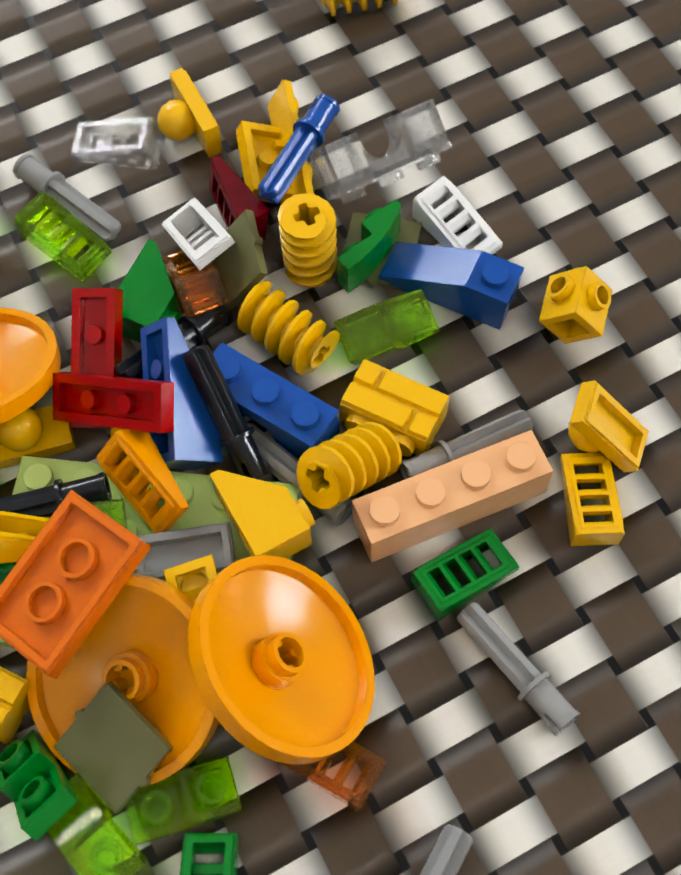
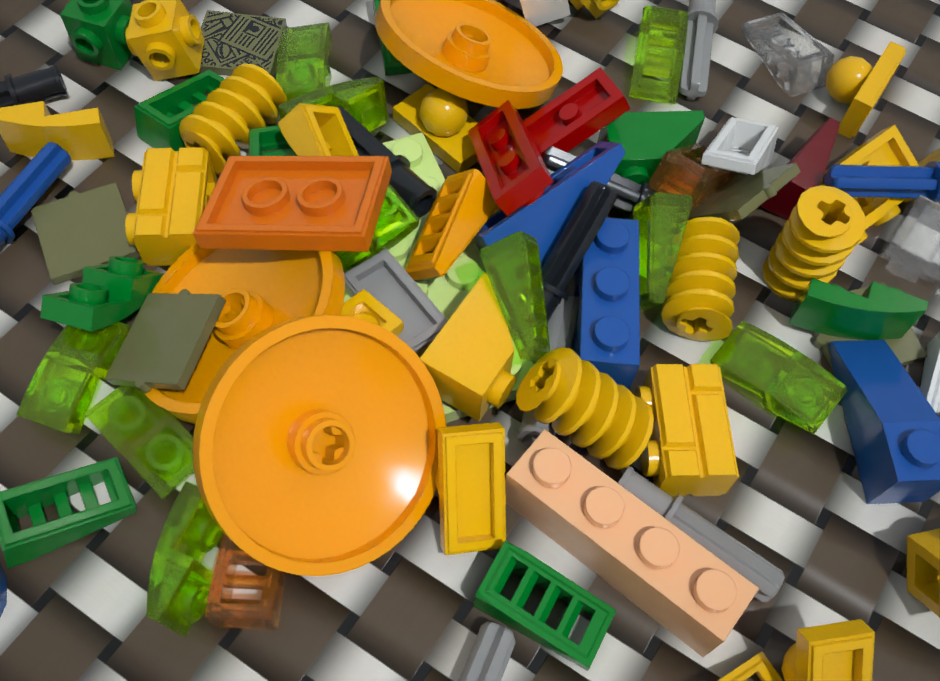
camera: 55 degrees right, 5 degrees down
(231, 455) = (518, 285): none -> clear neon green slope
(241, 332) = (661, 231): none -> clear neon green slope
(320, 816) = (177, 579): none -> clear neon green slope
(362, 574) = (471, 487): none -> yellow tile

